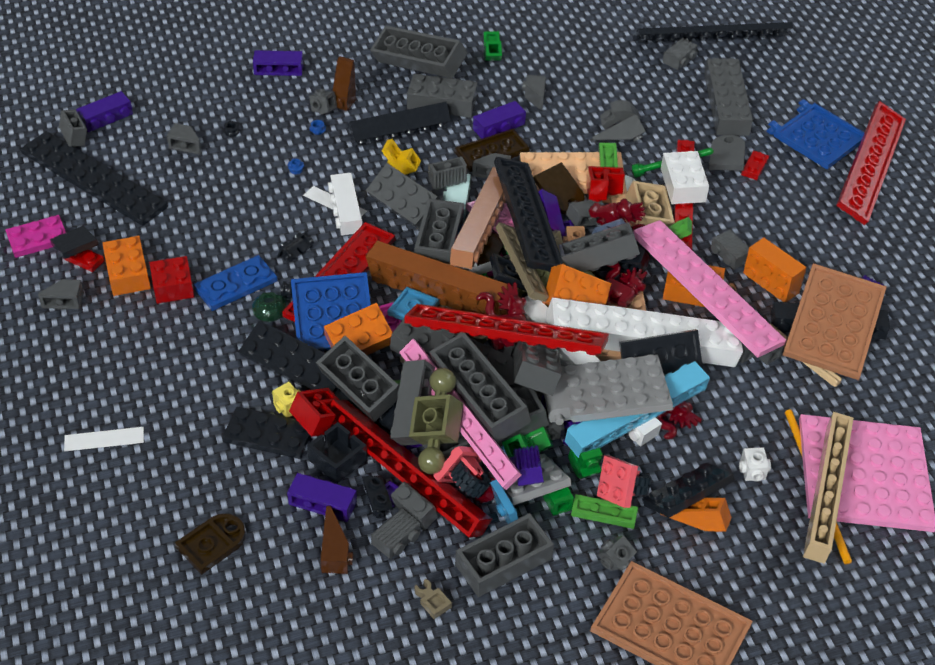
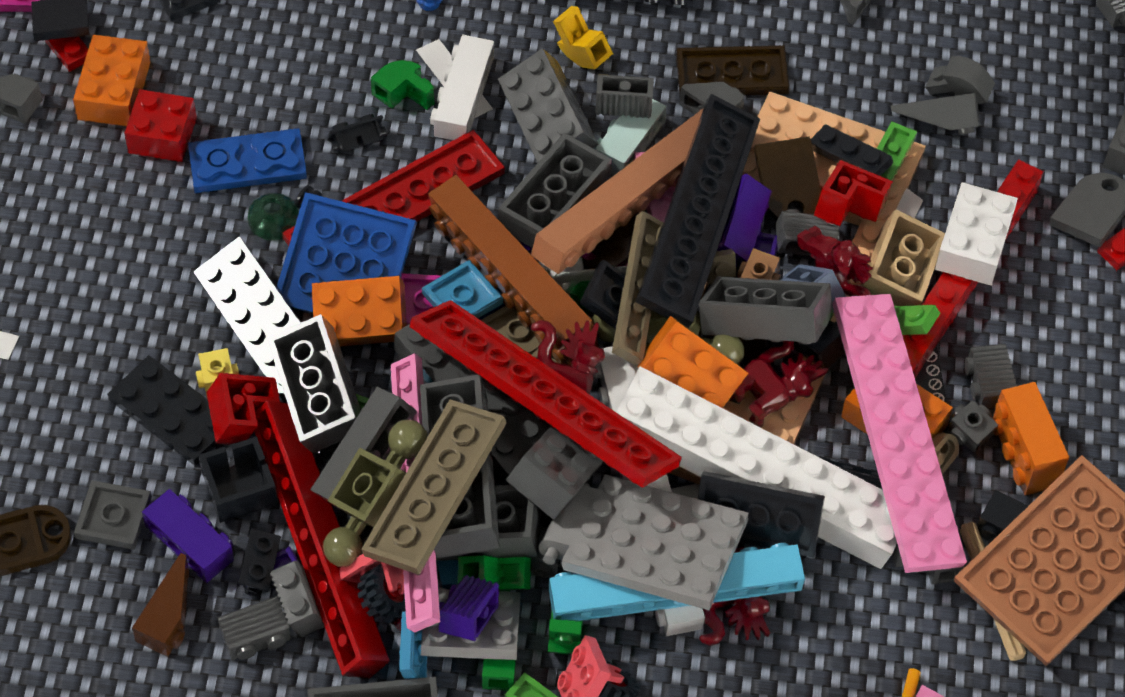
camera: 25 degrees right, 10 degrees up
(266, 504) = (112, 514): none -> dark grey plate
(307, 210) = (400, 80): none -> green brick
(478, 399) = (434, 487): none -> dark tan plate
(499, 120) = (769, 24): dark purple brick -> none
(580, 164) = (840, 146): none -> black plate
(640, 169) = (934, 187): green piece -> none
(739, 275) = (972, 425): none -> dark grey brick

